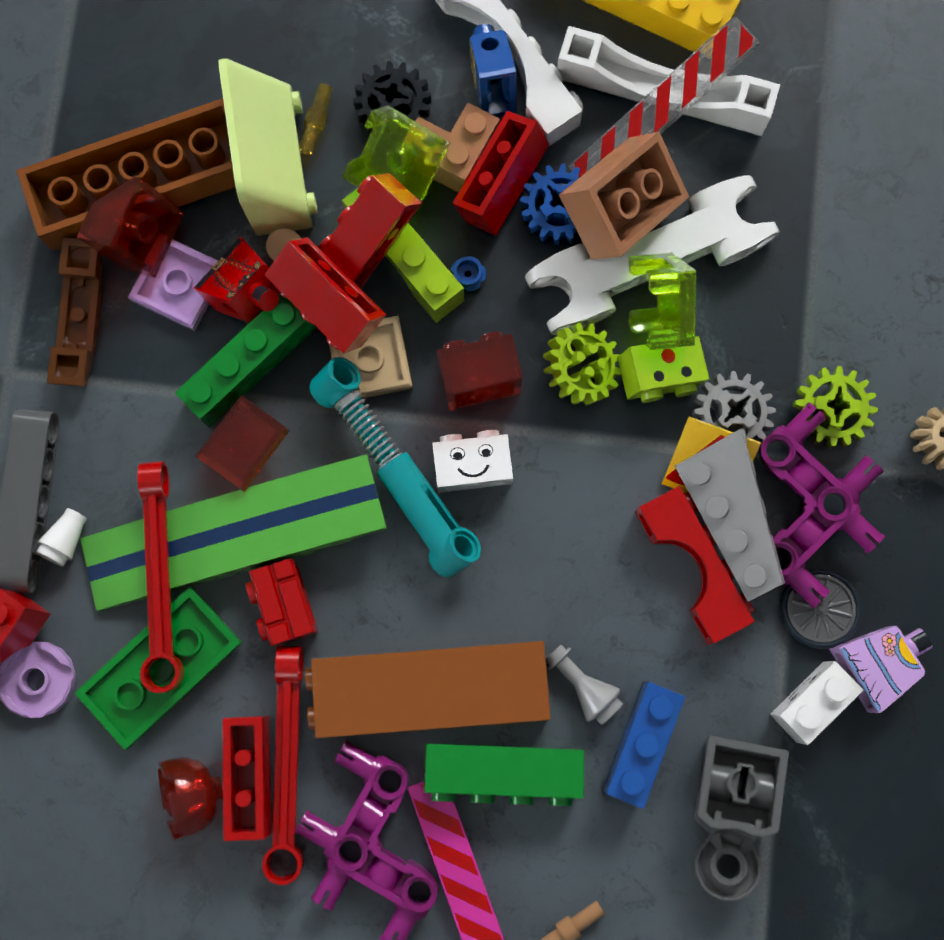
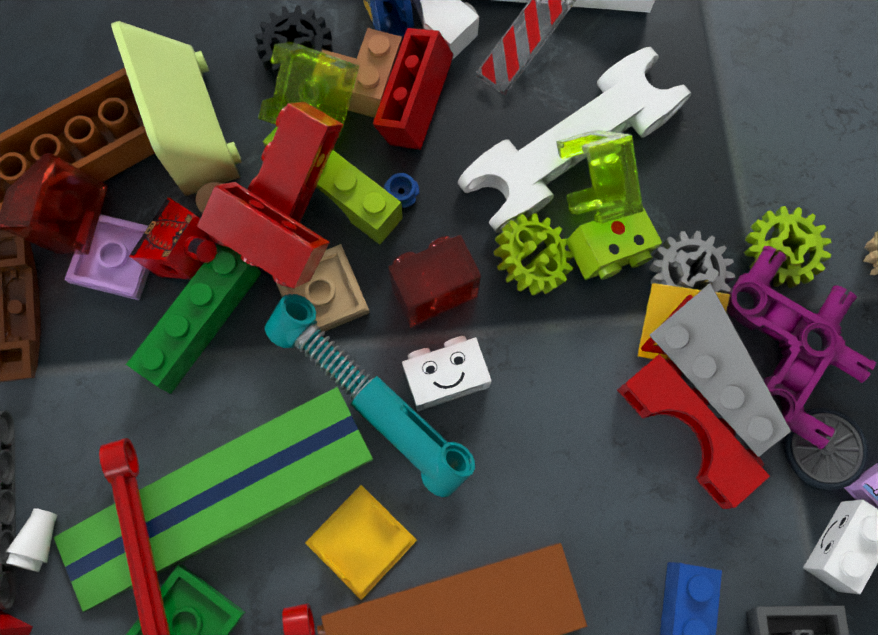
camera: 15 degrees left, 5 degrees down
(242, 443) = (205, 402): clear red slope -> none
(282, 603) = (278, 561): red brick -> none
(315, 119) = (223, 74): clear yellow bar -> none
(360, 602) = (361, 542): none -> yellow piece
(549, 189) = (479, 122): blue gear -> none
(596, 697) = (626, 590): light grey piece -> none
(624, 196) = (539, 84): nougat brick -> none

